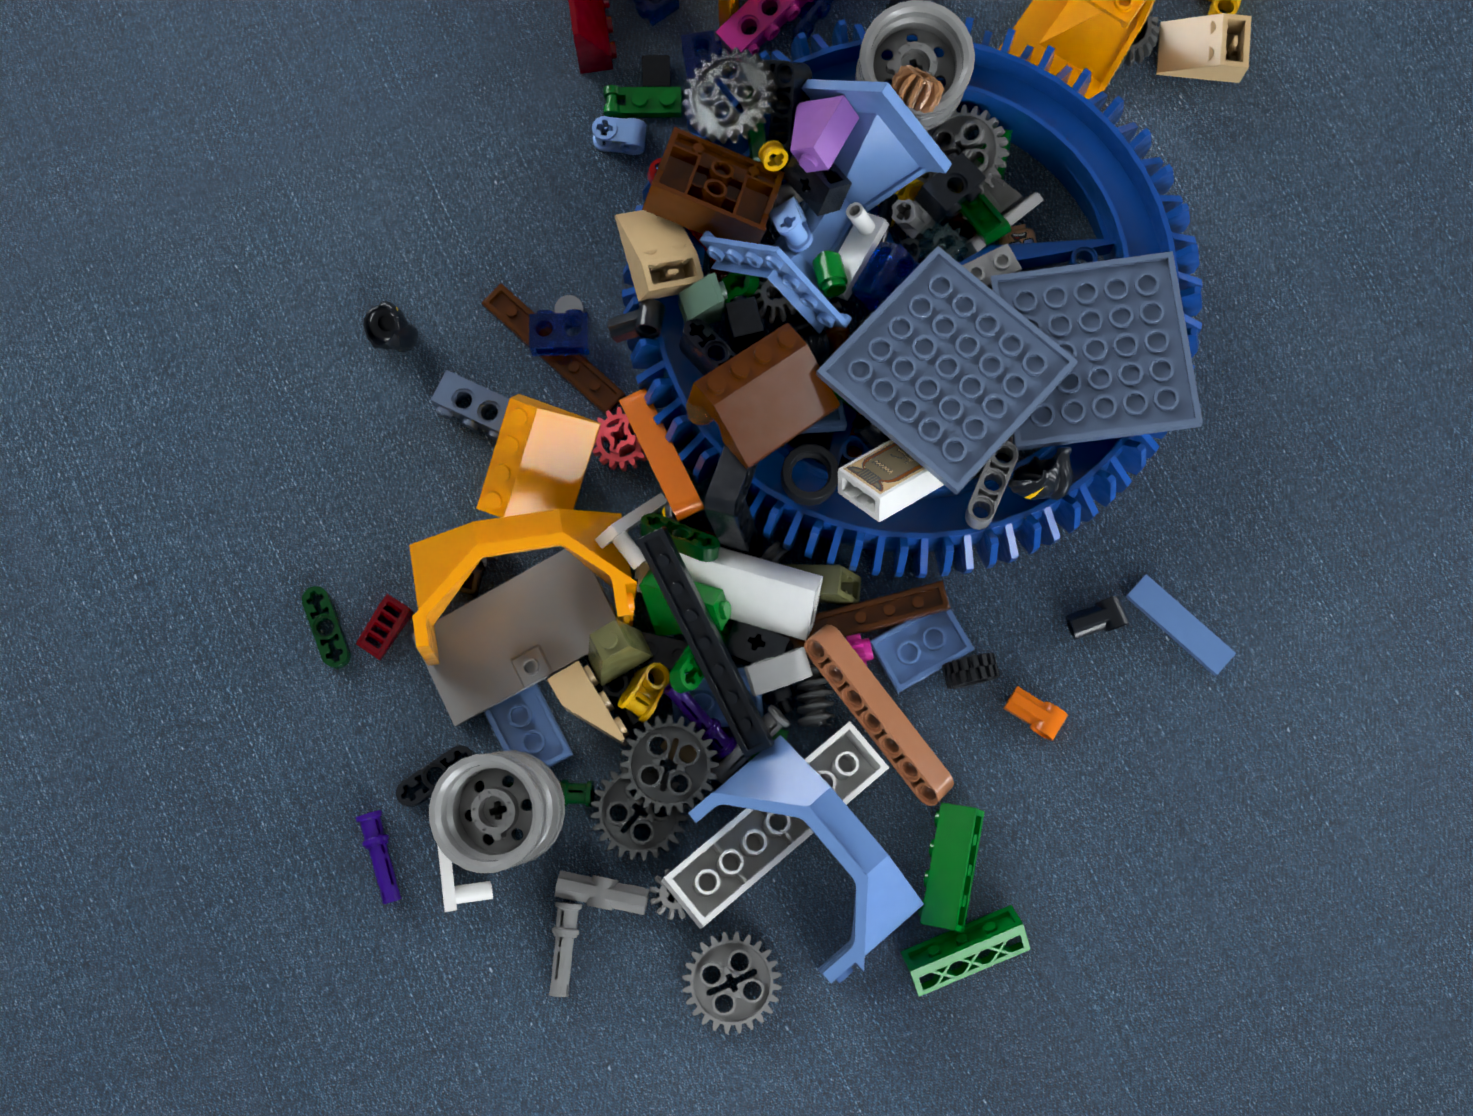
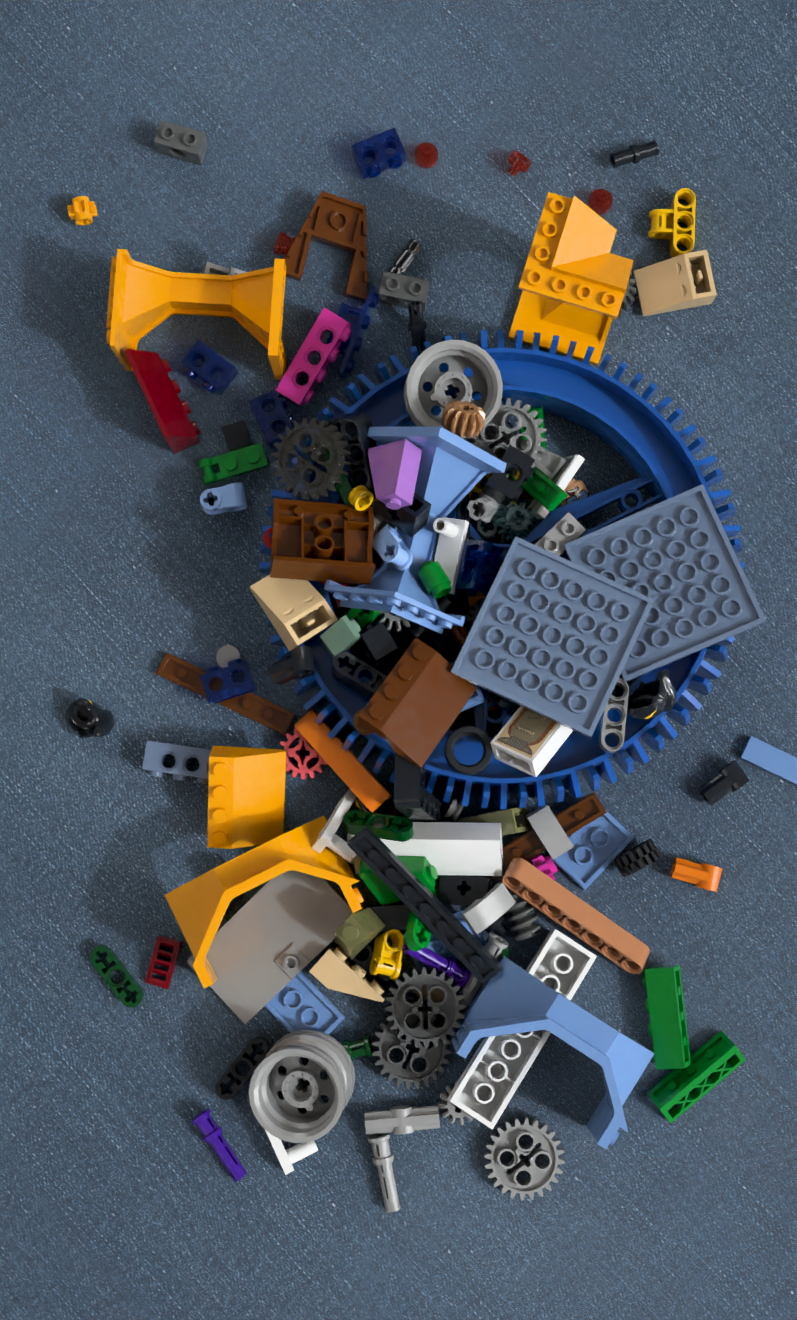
camera: 15 degrees left, 5 degrees up
(877, 608) = (549, 831): none -> light grey slope

